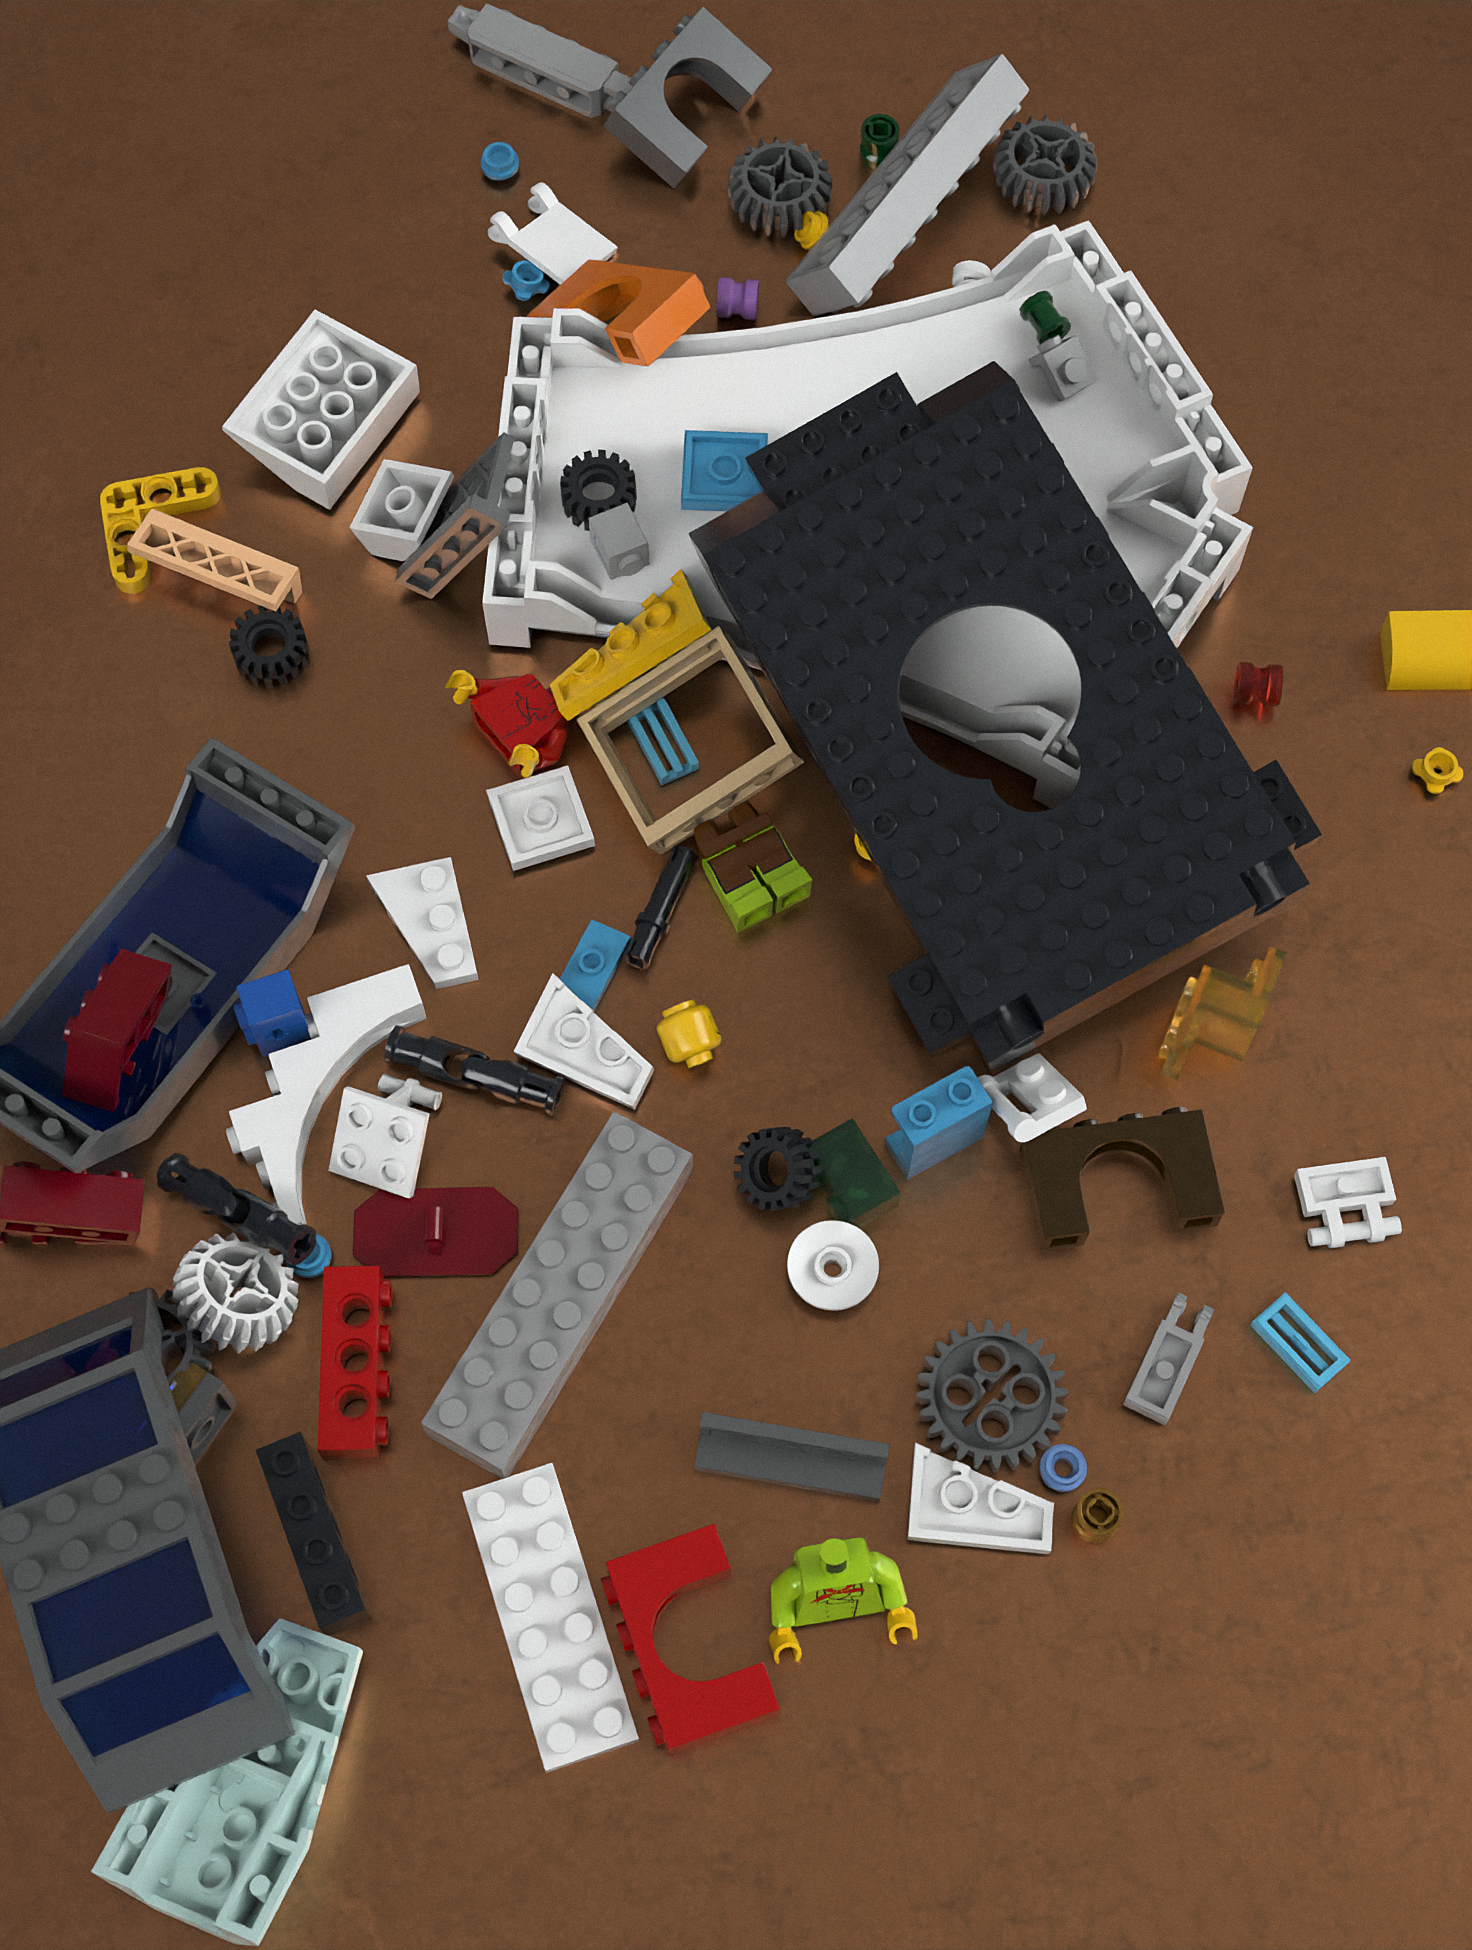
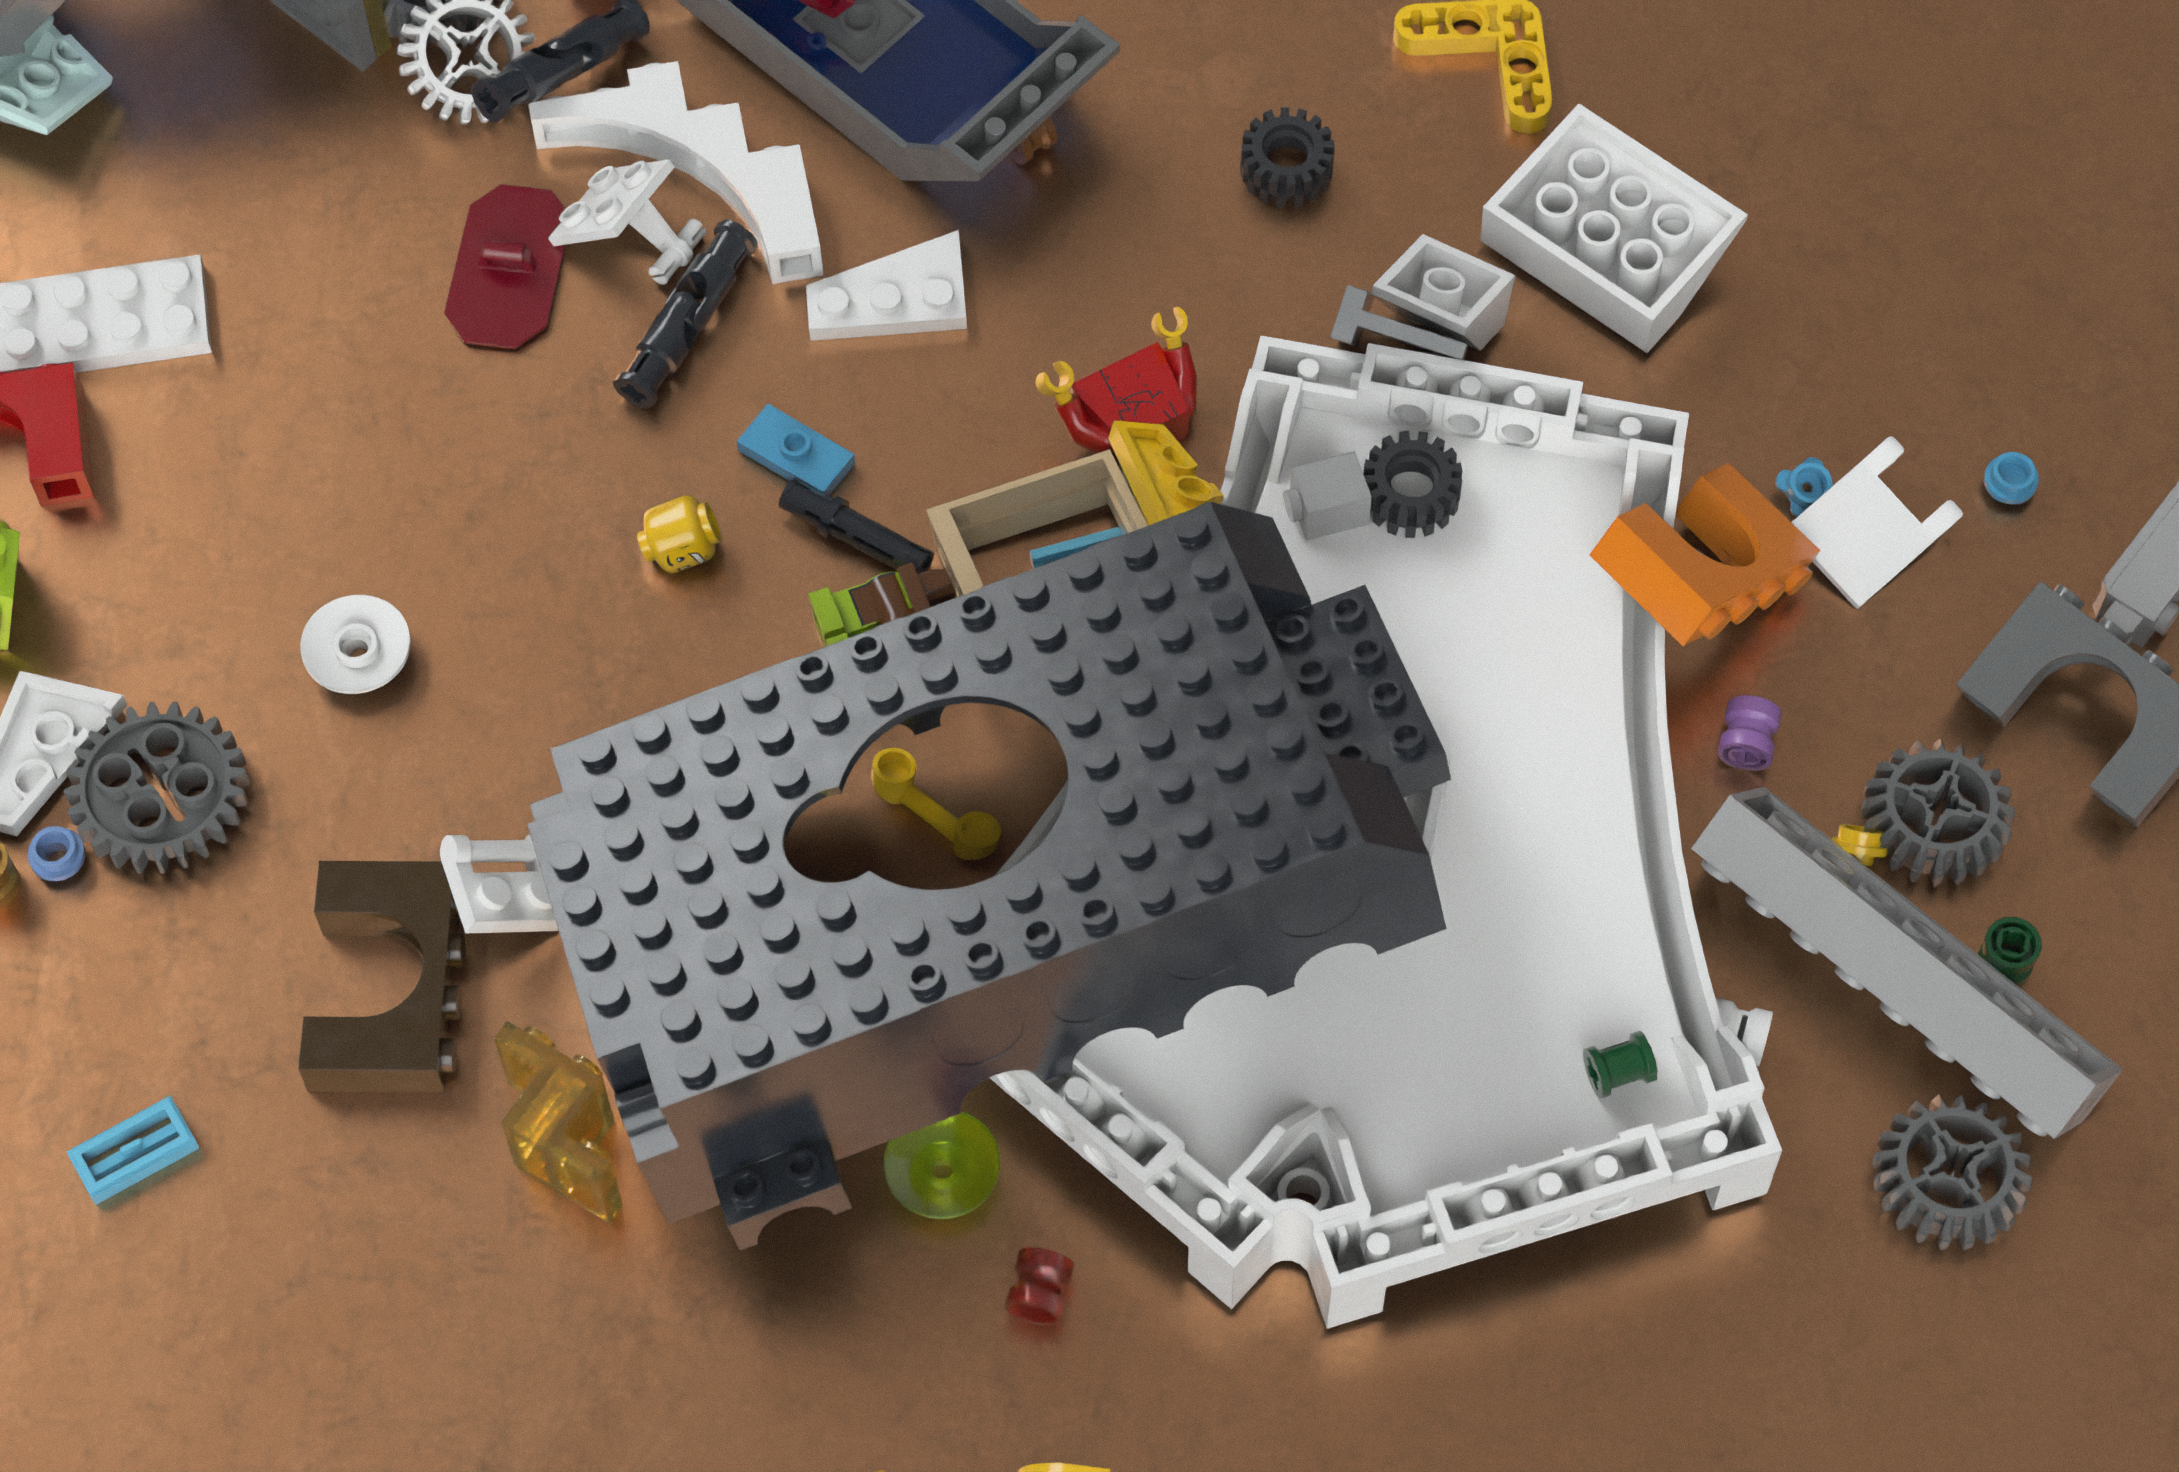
camera: 100 degrees right, 5 degrees down
(219, 555) = (1415, 118): light nougat fence -> none
(271, 1013) = (786, 105): blue brick -> none
(313, 1534) = (189, 112): black brick -> none
(316, 1262) = (507, 139): dark azure plate -> none
(344, 1291) = (348, 148): red brick -> none
(540, 818) = (999, 416): white plate -> none
(558, 1296) = (395, 366): light grey brick -> none
(580, 1047) = (688, 423): white wing -> none
(716, 469) = (1432, 628): dark azure plate -> none
(791, 1457) = (148, 575): dark grey fence -> none
(799, 1164) = (479, 593): black tyre -> none
(853, 1176) = (460, 681): clear green brick -> none
(939, 1122) = (485, 759): dark azure panel -> none
(1064, 365) = (1538, 1075): light grey bracket -> none
(1167, 1363) = (146, 989): light grey hinge -> none
(1343, 1188) = (306, 1245): white plate -> none

